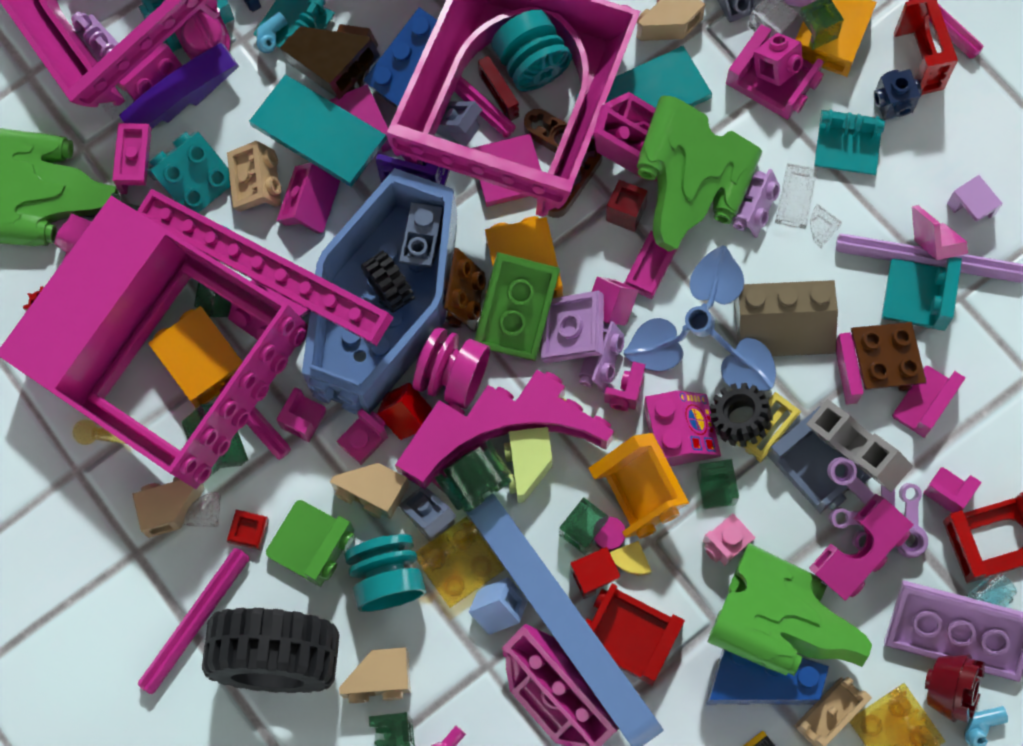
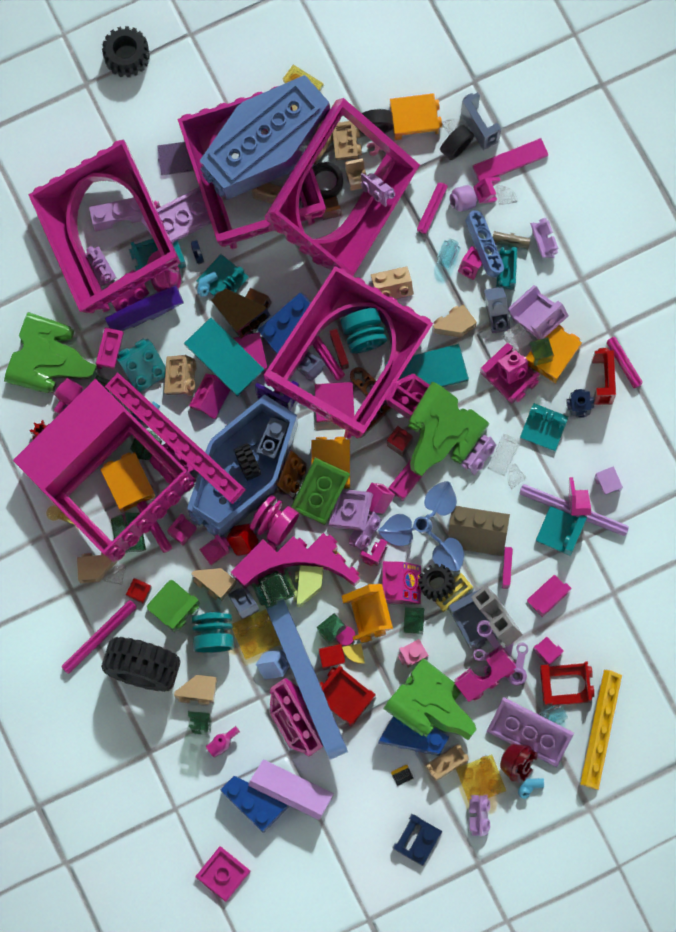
camera: 10 degrees right, 5 degrees up
(888, 356) = (531, 565): reddish brown hinge -> none

